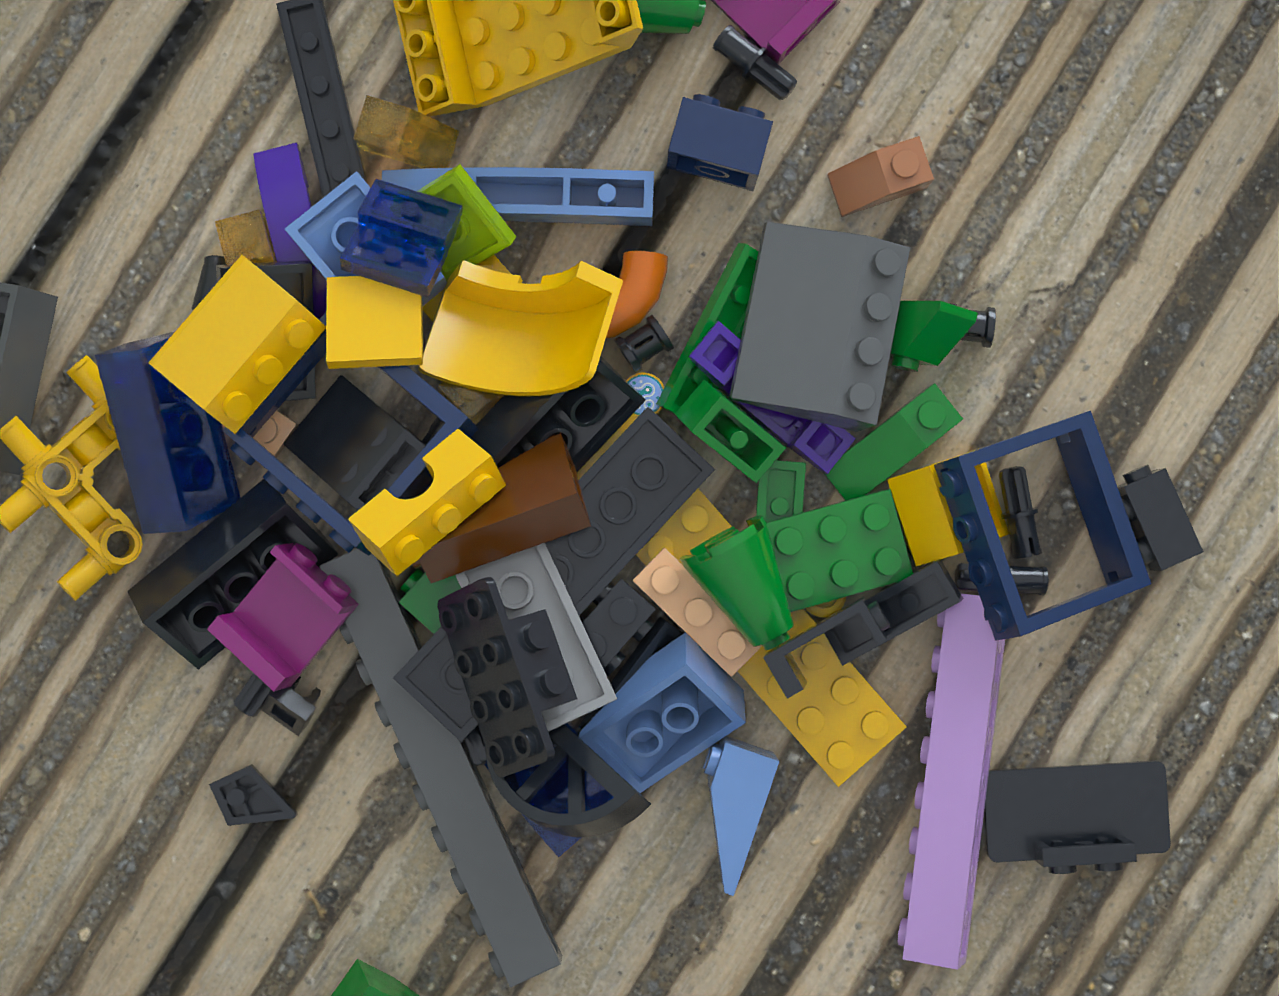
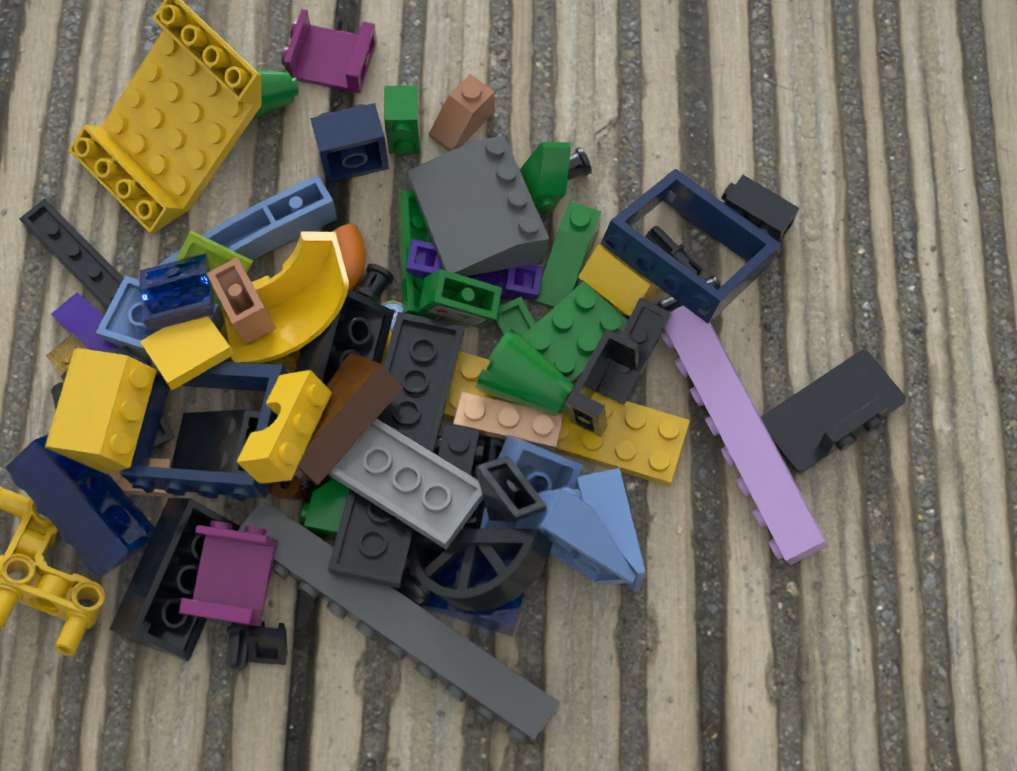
camera: 30 degrees left, 20 degrees down
(250, 798) = (274, 726): black piece -> none
(404, 134) = (142, 246): clear yellow slope -> none
(467, 297) = (241, 301): none -> nougat slope
(508, 672) = (402, 511): black bracket -> none
(634, 726) = (507, 491): none -> black slope
(676, 790) = (579, 537): none -> medium blue slope
(755, 63) = (343, 95): black axle -> none
(800, 149) = (402, 119): none -> green brick

